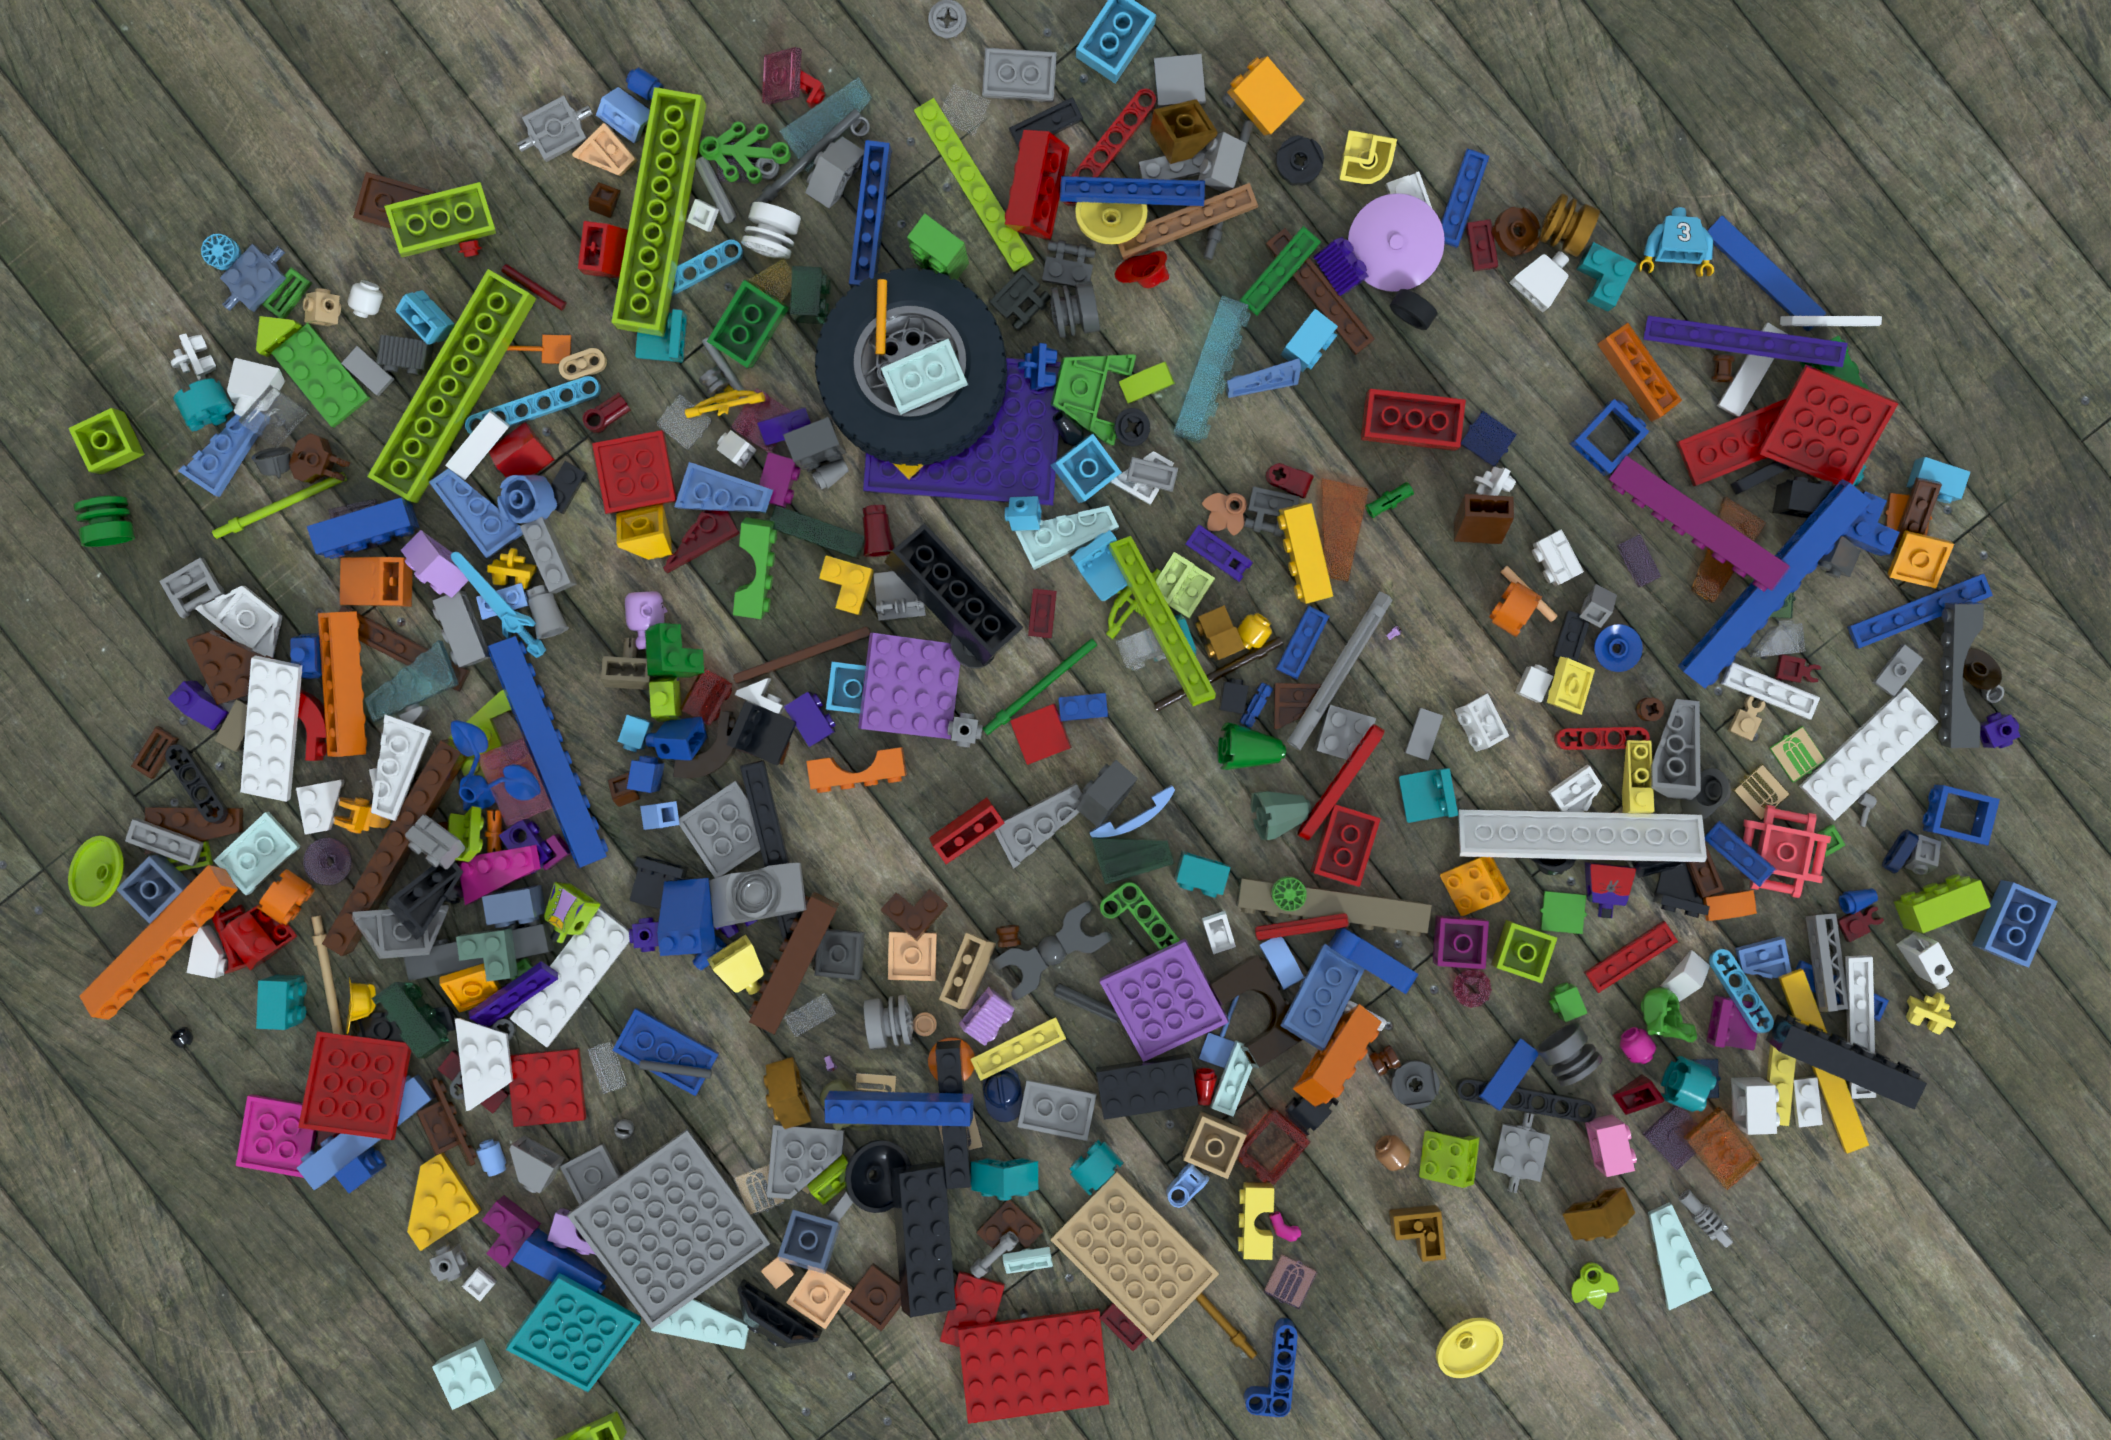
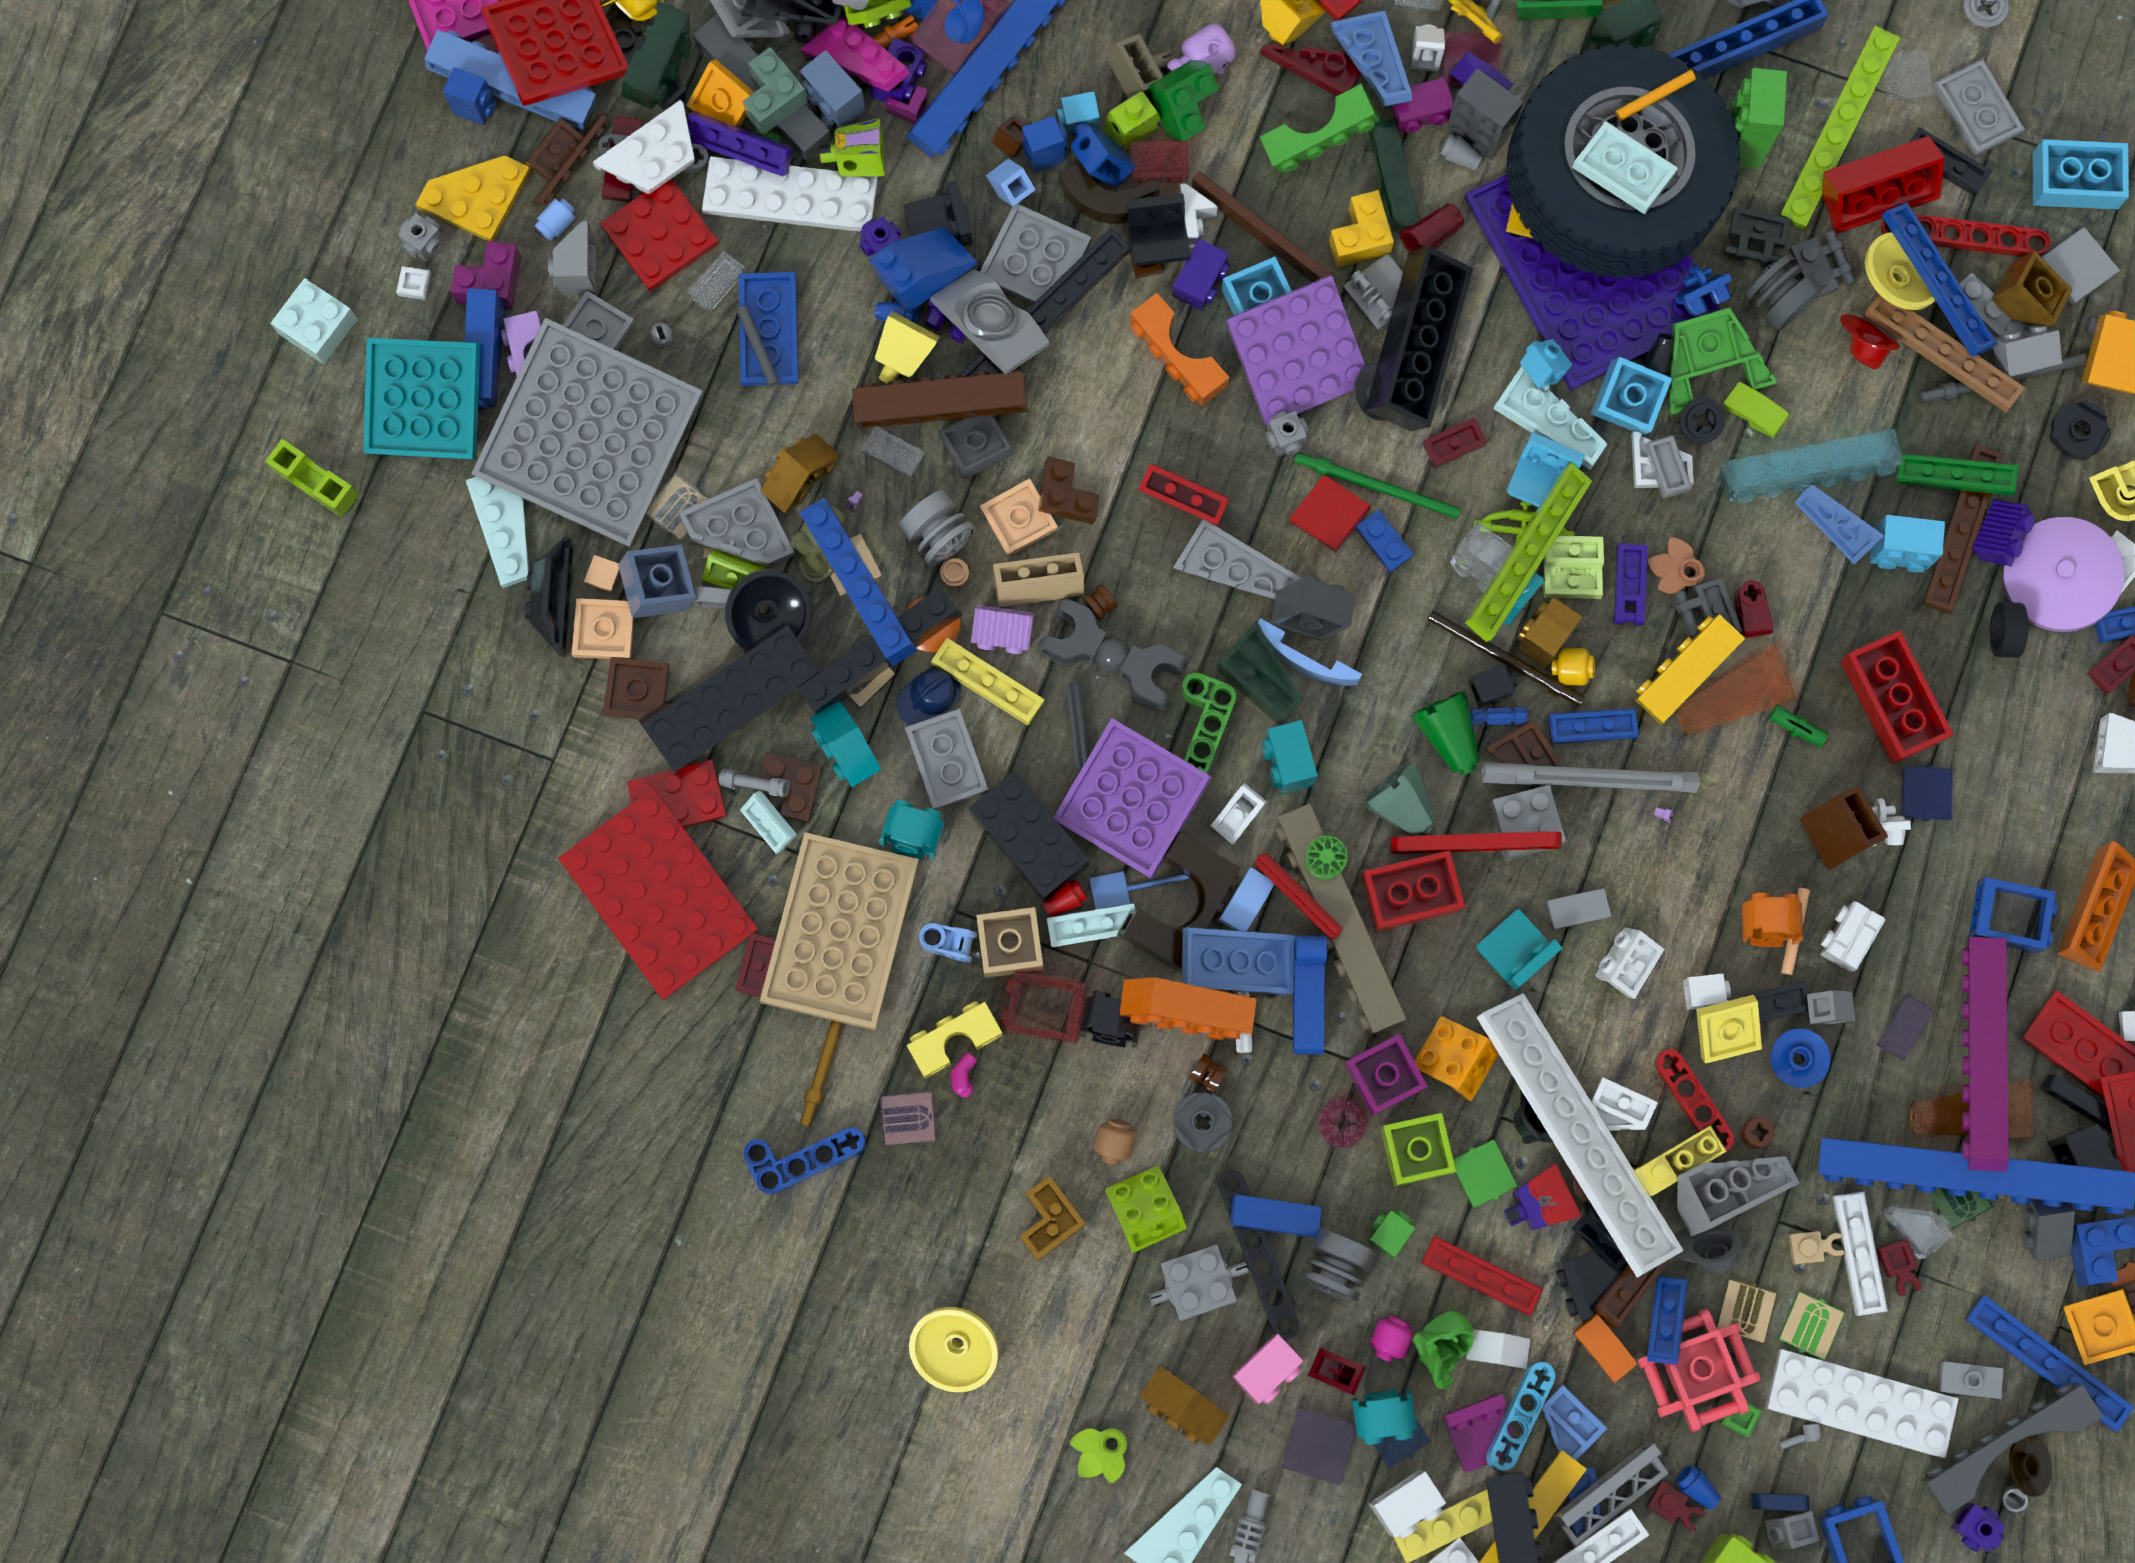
camera: 60 degrees right, 10 degrees down
(1723, 1148) = (1338, 1501): clear orange plate -> none

